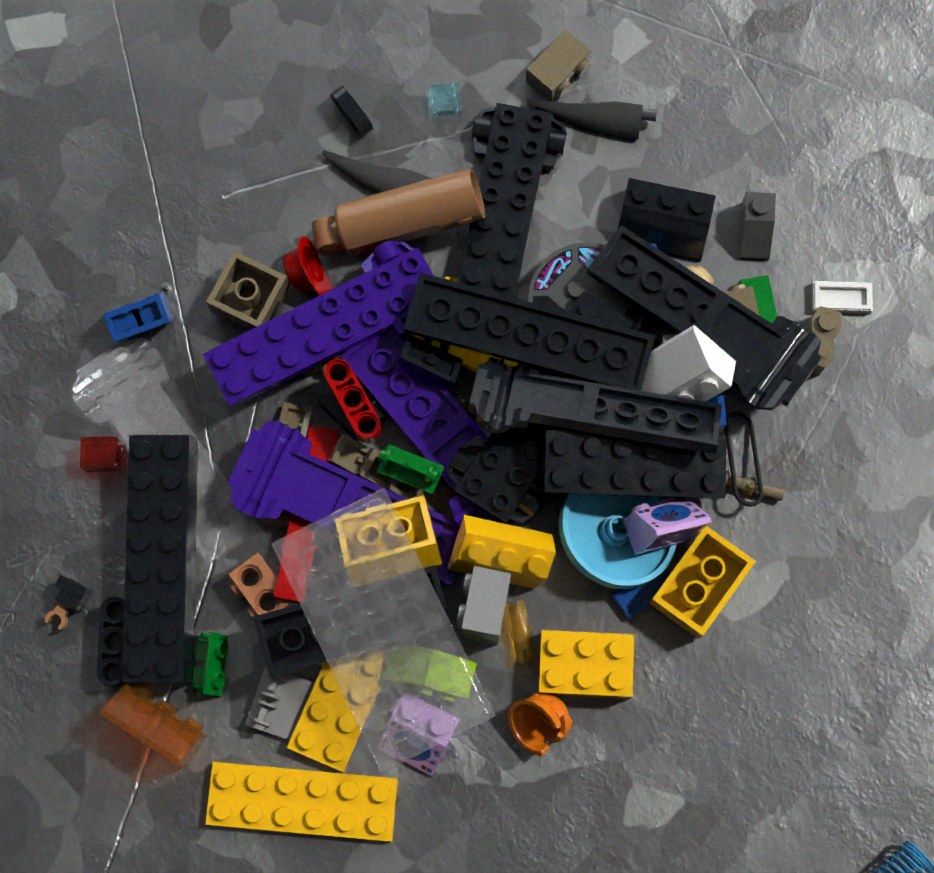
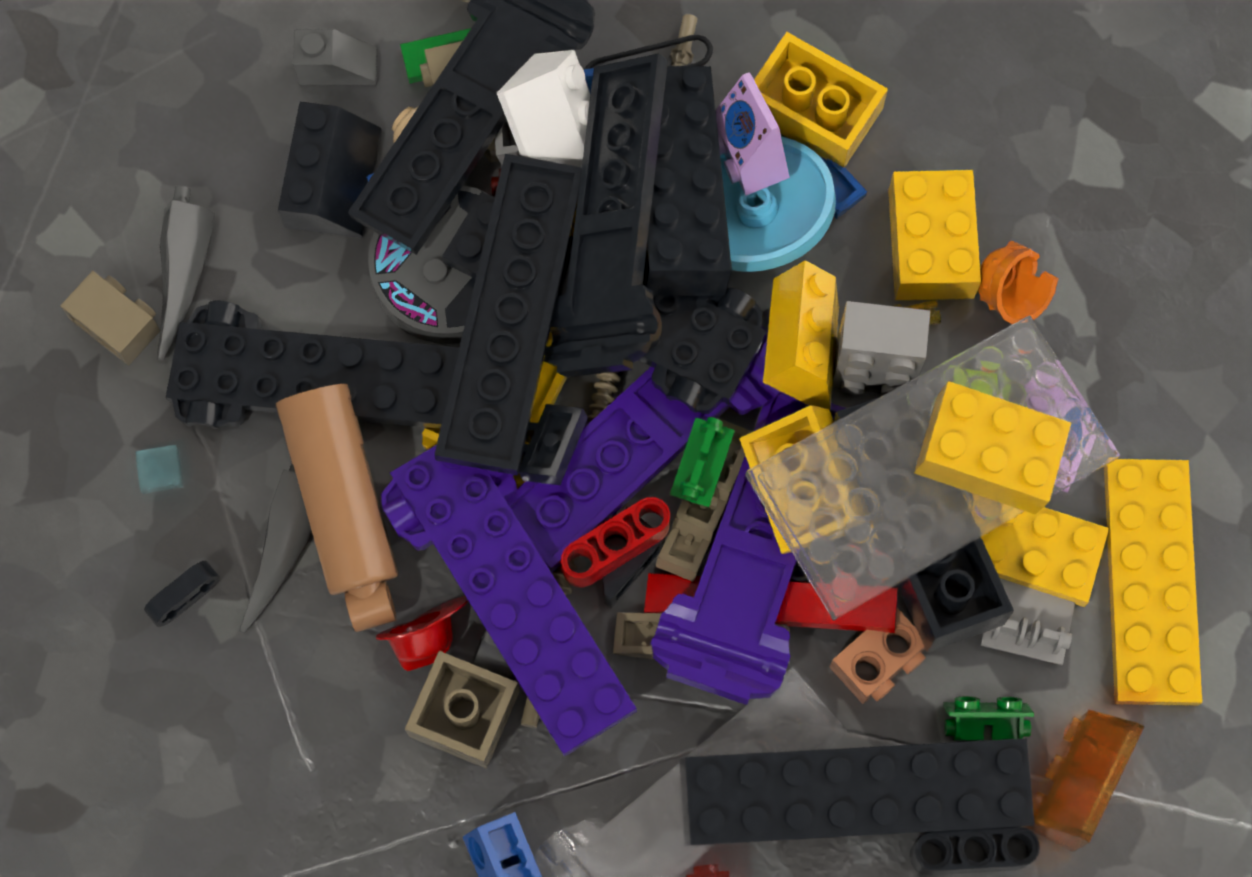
camera: 95 degrees left, 5 degrees down
(382, 667) = (992, 448): none -> yellow brick

